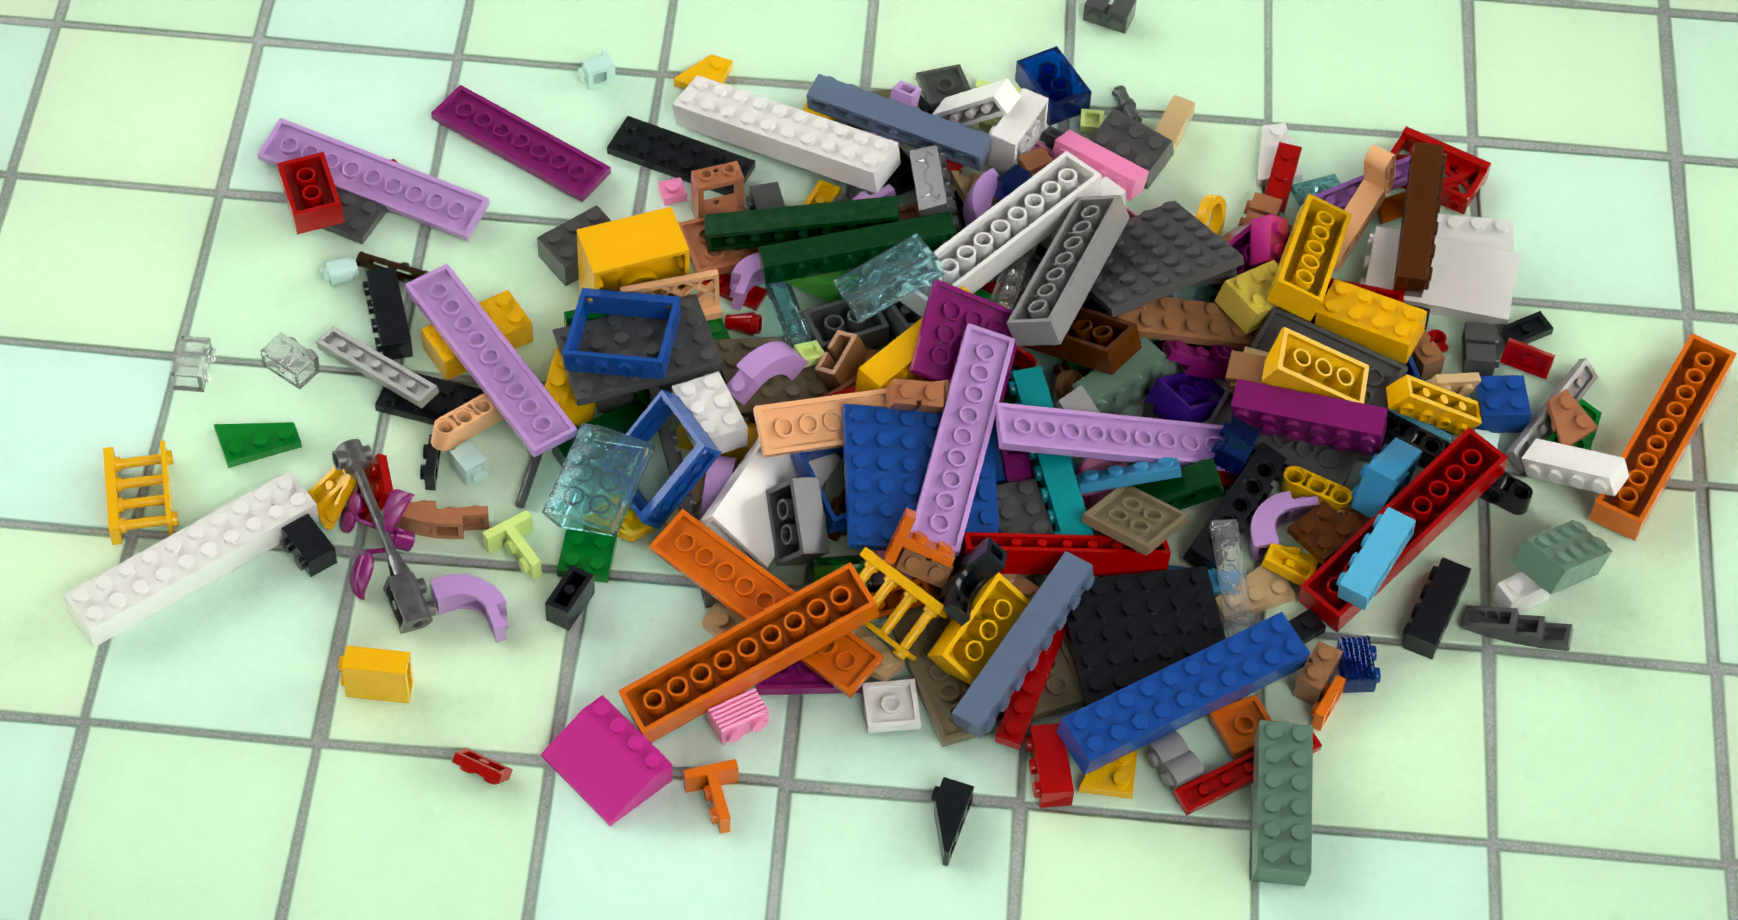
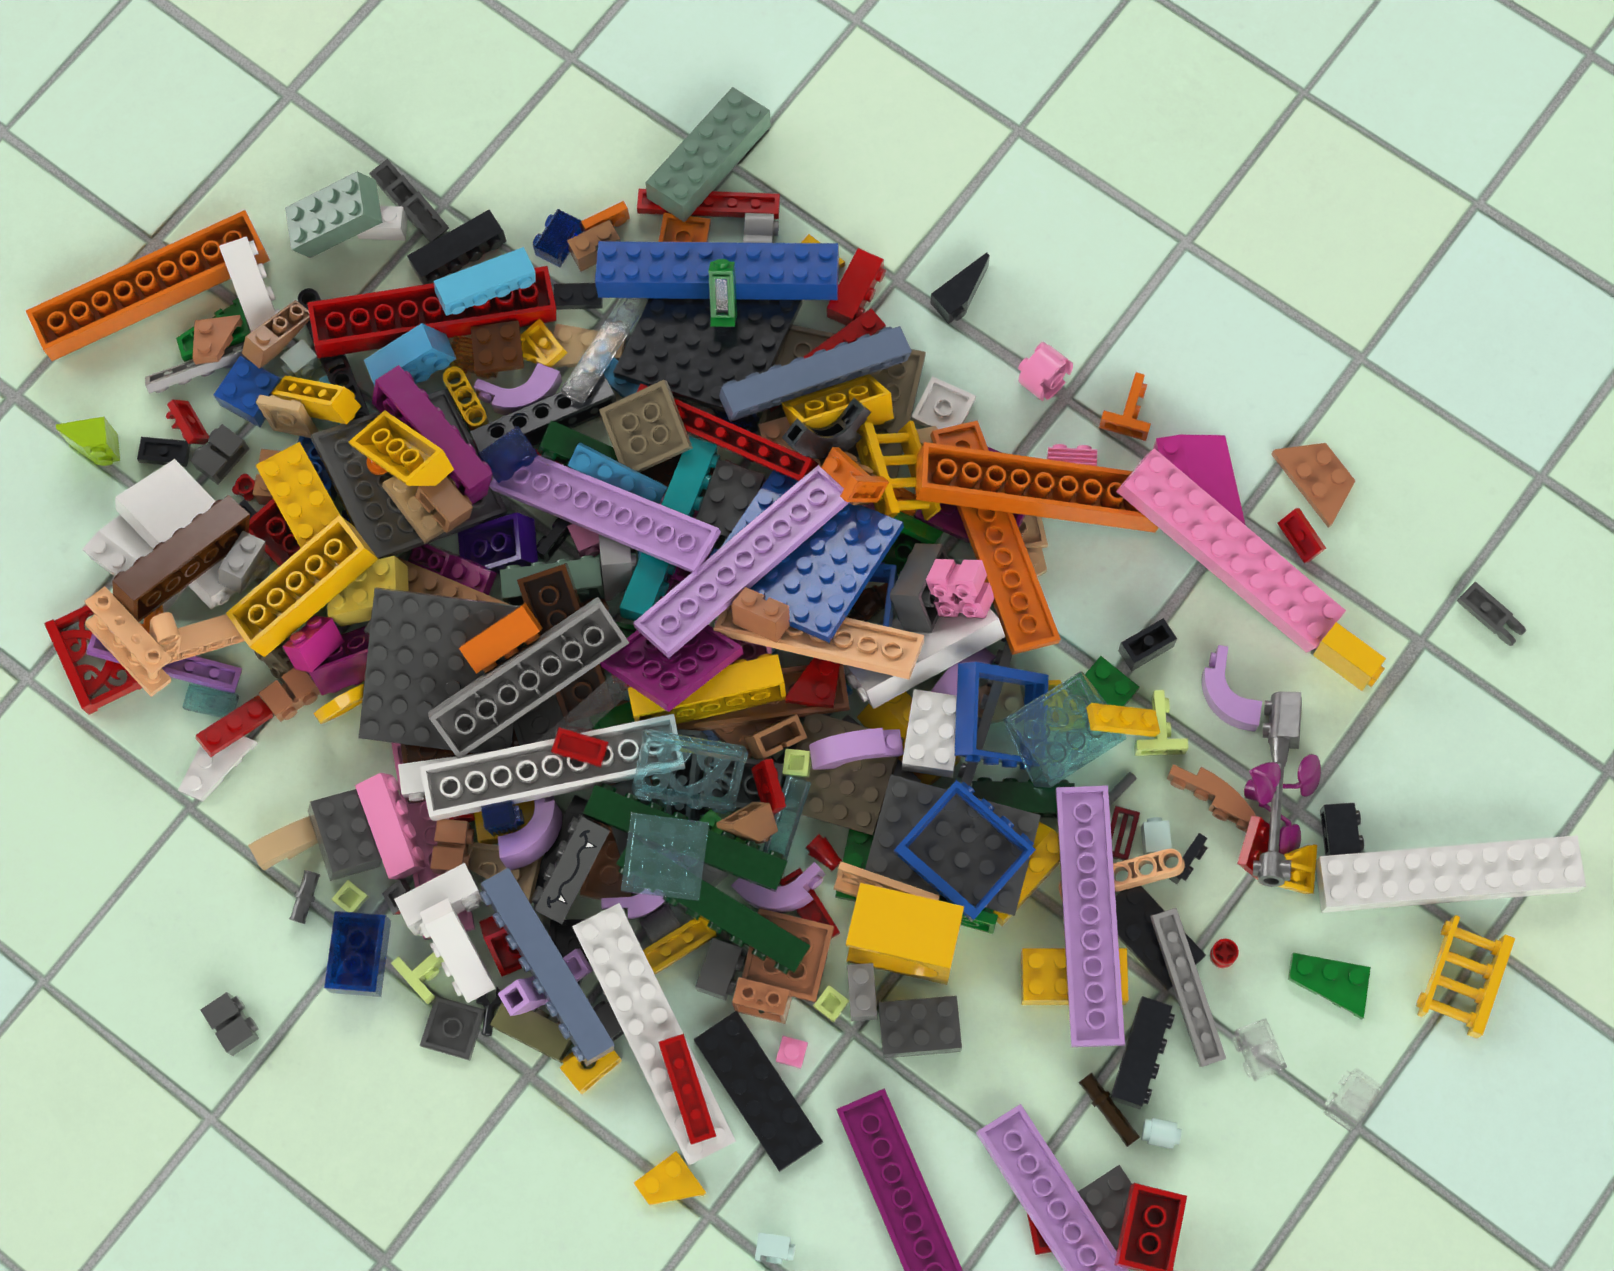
camera: 140 degrees left, 20 degrees up
(262, 792) = (1490, 612): none -> dark grey hinge
(360, 410) = (1227, 950): none -> red wheel
(497, 832) = (1317, 476): none -> nougat wing
(506, 474) = (1126, 812): none -> dark red tile
(540, 693) = (1231, 551): none -> bright pink brick
(552, 512) = (1123, 720): none -> yellow plate
(731, 99) = (687, 1089): none -> red plate
(762, 521) = (960, 588): none -> bright pink brick
(809, 311) = (768, 785): none -> red plate
(815, 280) = (751, 823): none -> medium nougat slope
(818, 774) = (1044, 371): none -> bright pink brick
(862, 216) = (665, 856): none -> clear light blue plate
(987, 244) = (579, 747): none -> red tile
(1112, 275) = (501, 639): none -> orange brick
(1157, 654) = (722, 293): none -> green window
(1376, 258) = (241, 562): none -> light grey brick
(1400, 142) = (128, 641): none -> light nougat fence
(1517, 440) = (274, 334): none -> medium nougat slope
(1586, 297) = (92, 439): none -> lime slope

